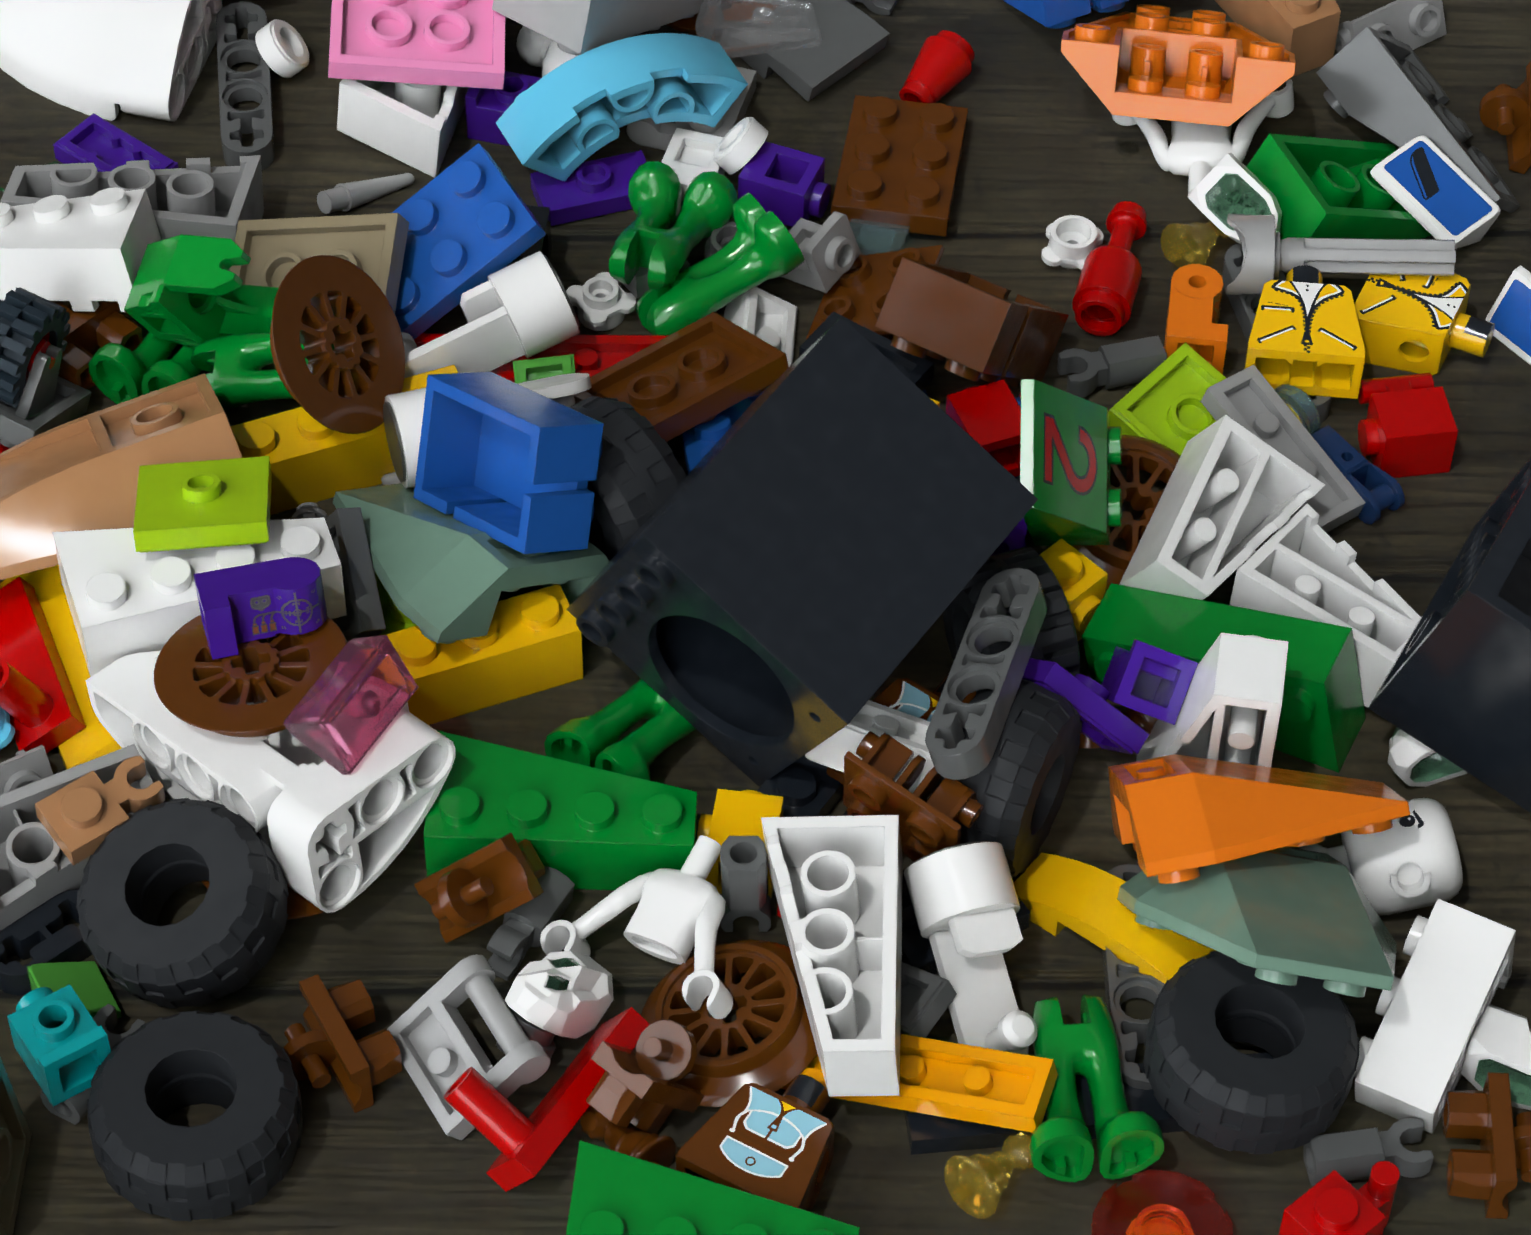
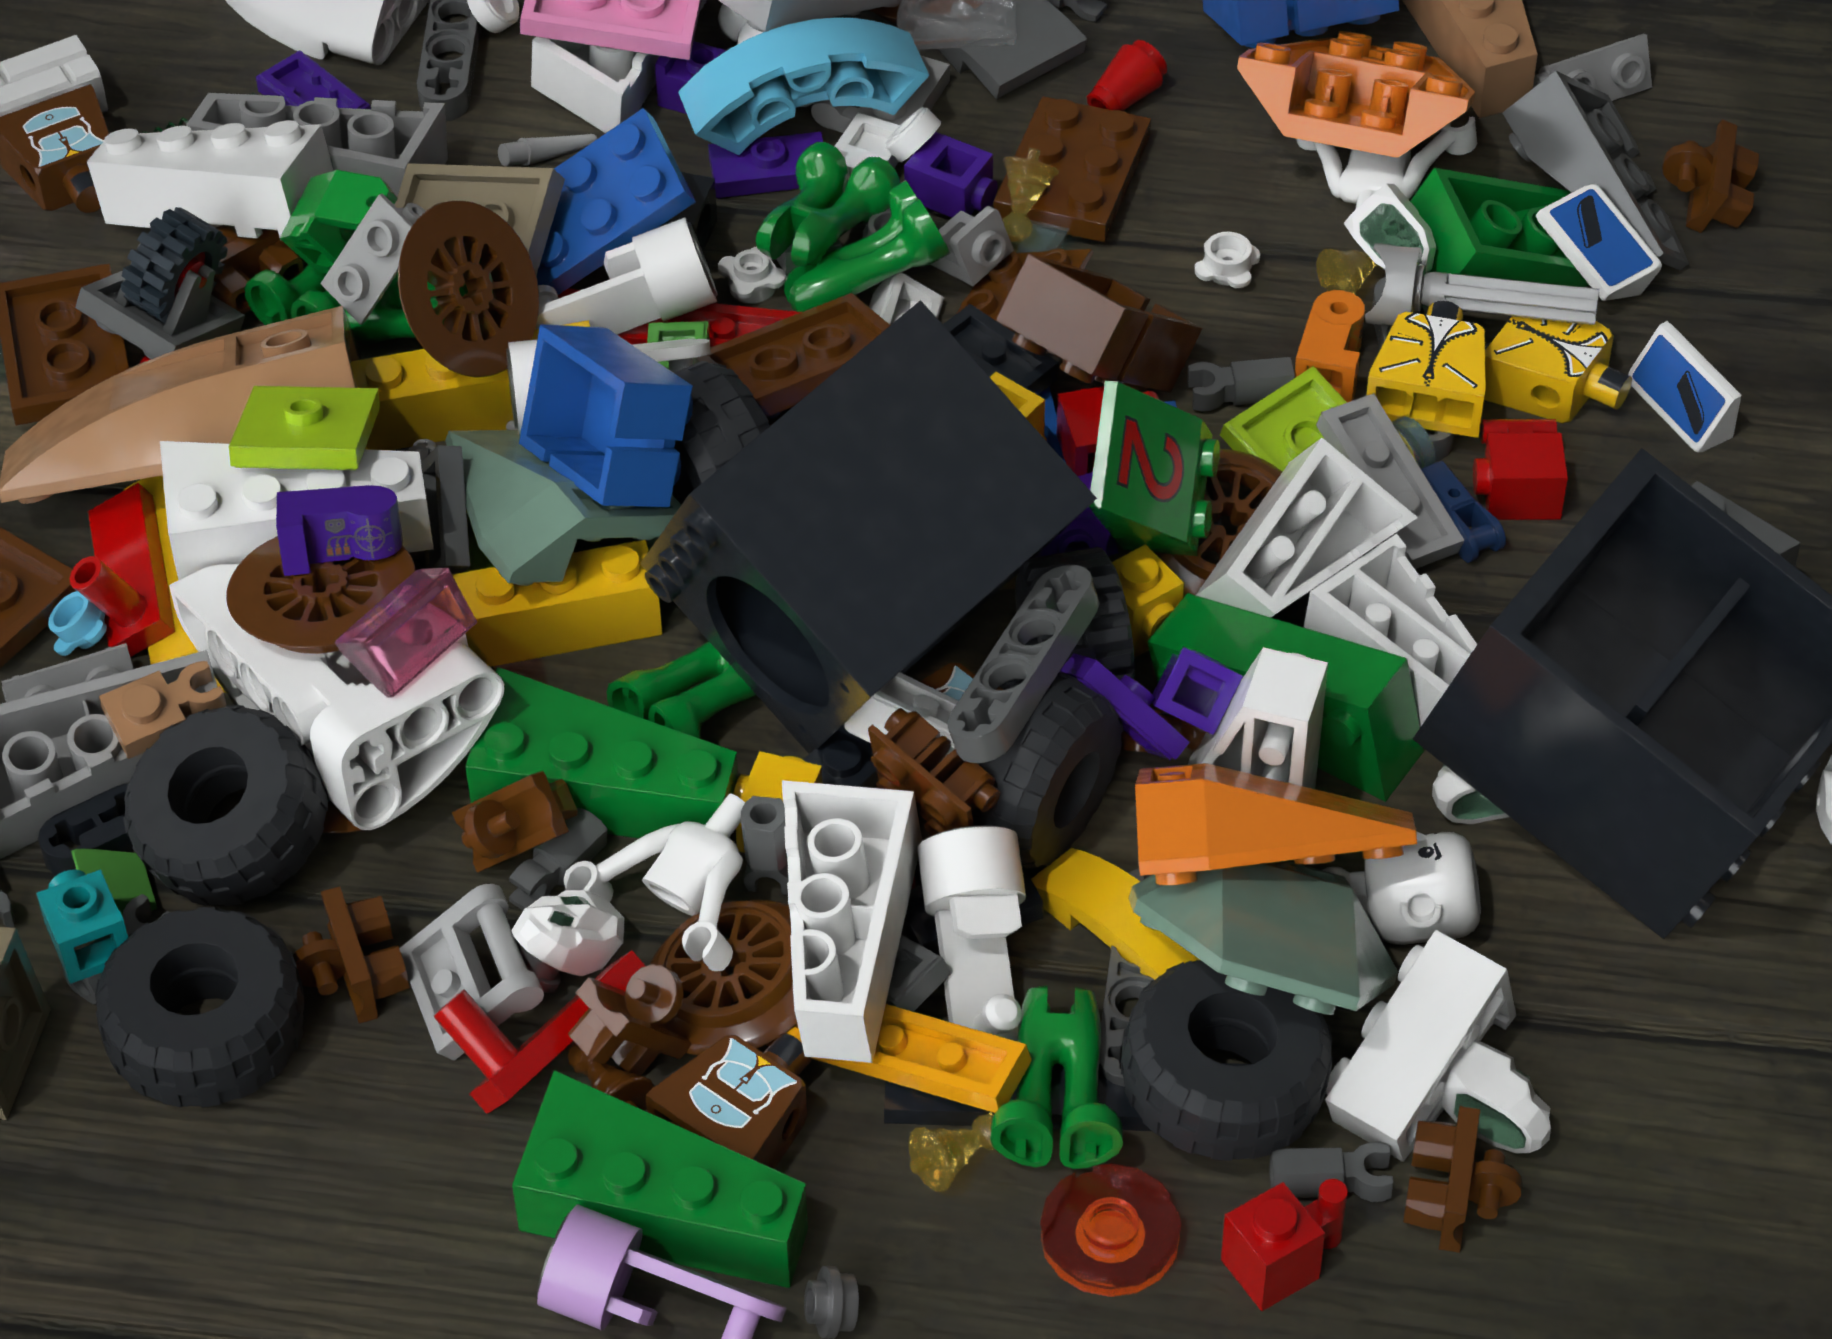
camera: 10 degrees right, 0 degrees up
(233, 321) = (371, 257): none -> light grey hinge
(865, 184) = (1026, 183): none -> clear yellow piece
(1111, 274) = (1258, 293): red piece -> none

